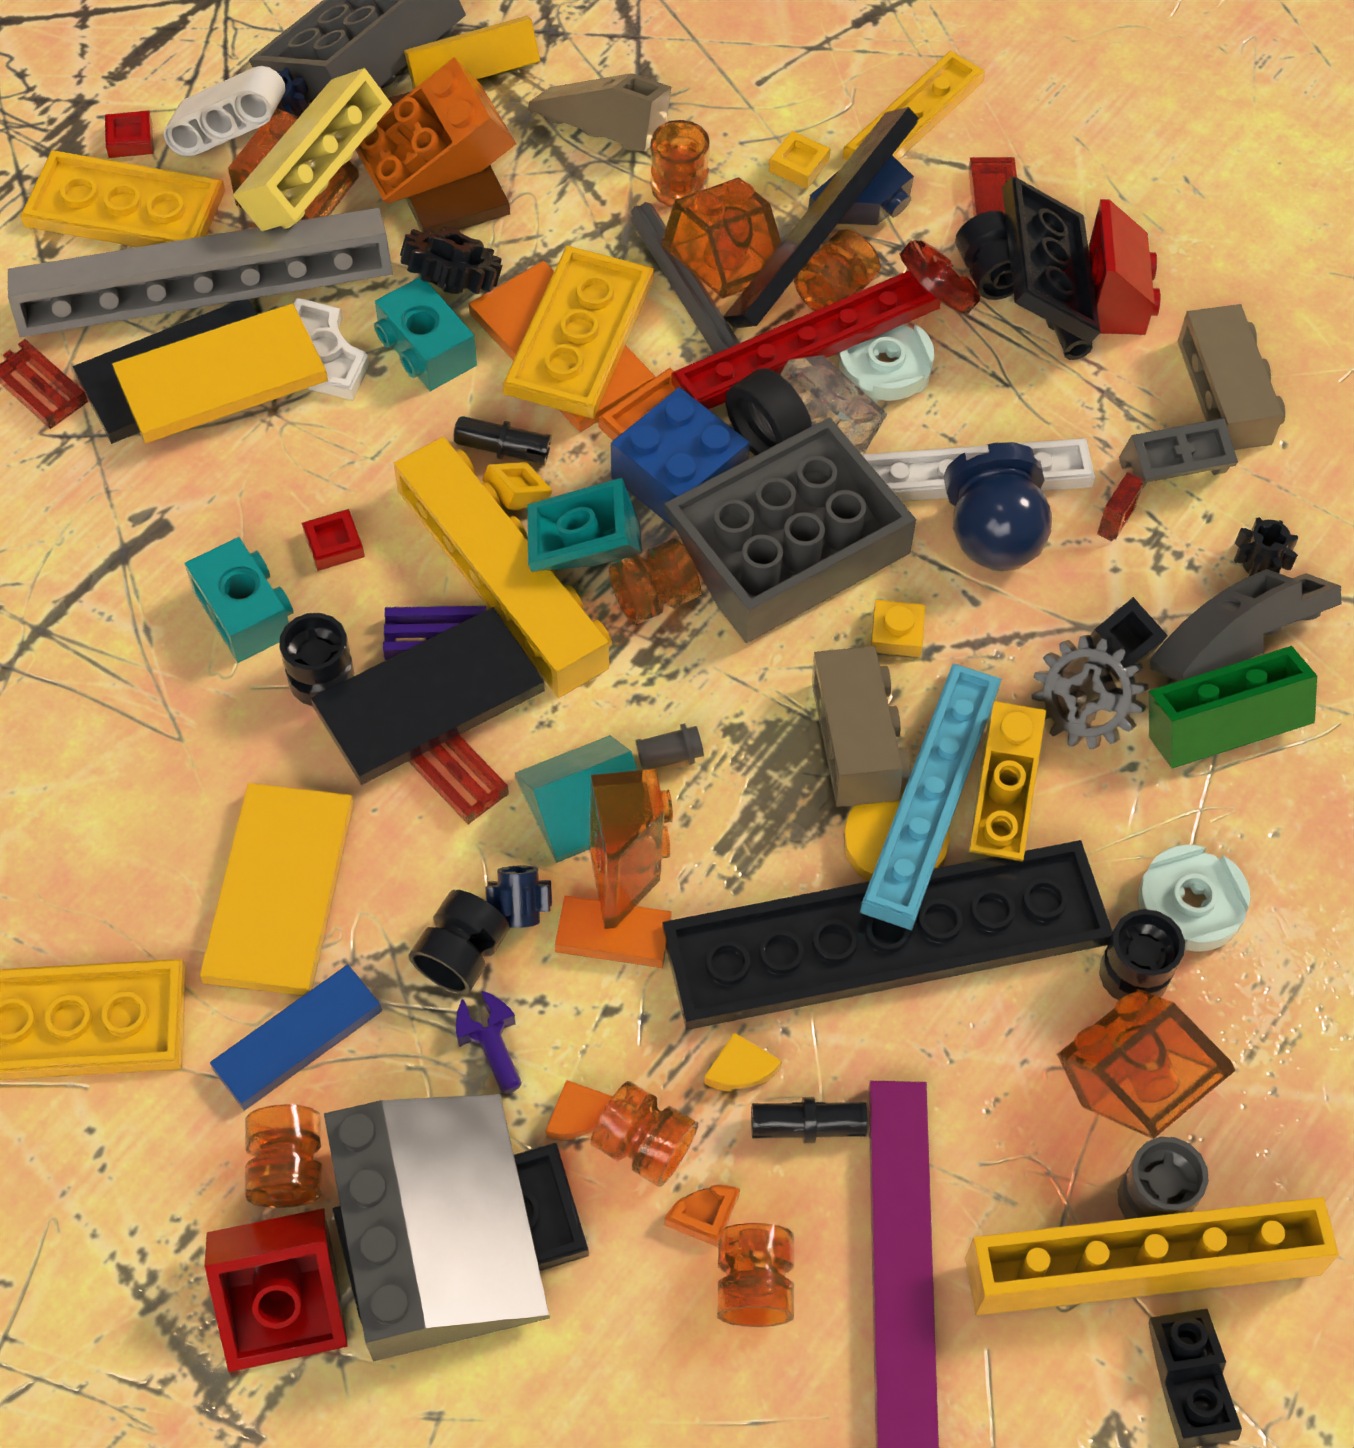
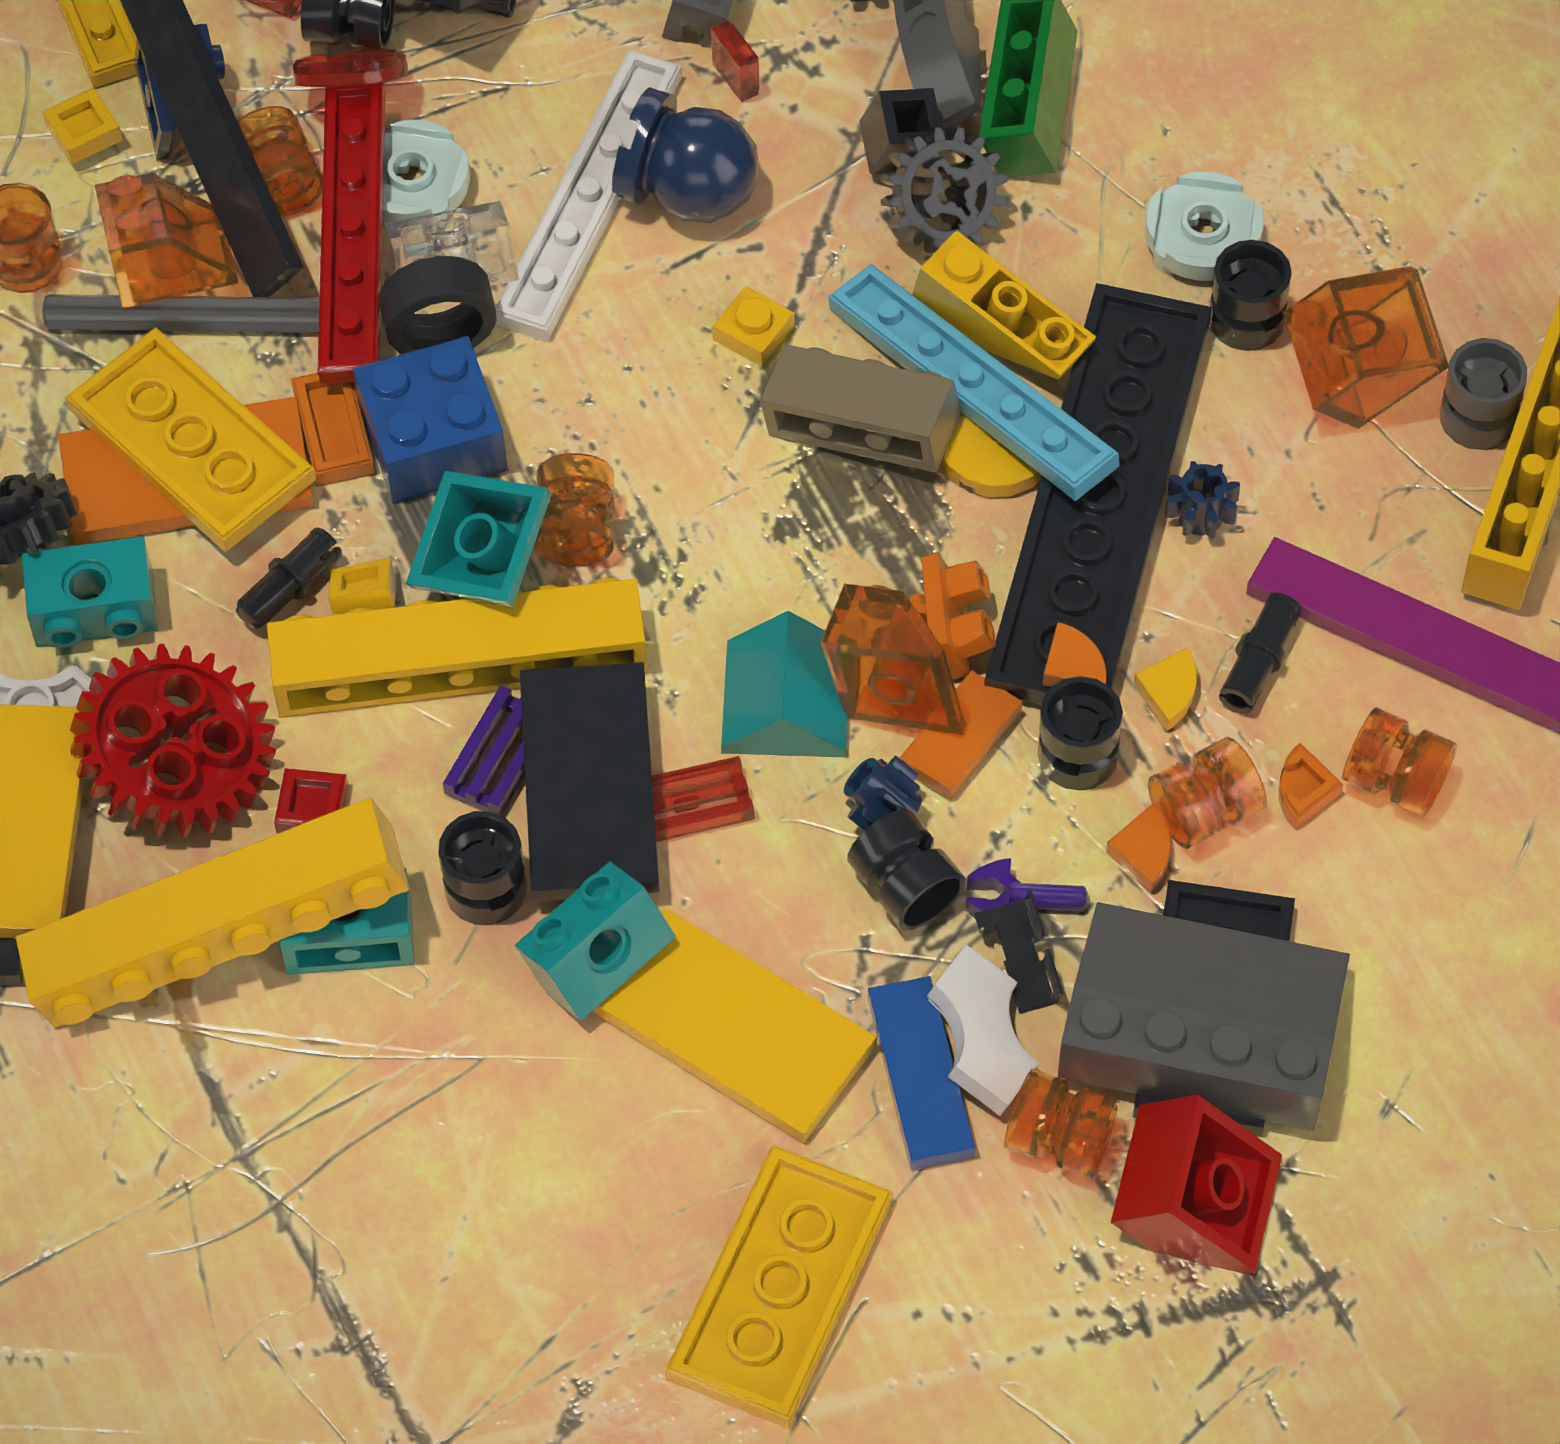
camera: 60 degrees left, 0 degrees up
(186, 511) = (212, 913): none -> yellow brick
(285, 756) = (595, 940): none -> teal brick
(308, 466) = (208, 780): none -> red gear
(372, 1045) = (987, 1052): none -> white tile
(444, 1054) = (1020, 953): none -> black piece
(647, 1011) = (1079, 733): none -> black wheel
(670, 748) = (783, 578): dark grey pin -> none
(706, 867) = (942, 610): none -> orange hips
(706, 977) = (1072, 656): none -> orange tile
(791, 528) = (590, 351): dark grey slope -> none
(923, 996) = (1202, 499): none -> dark blue gear

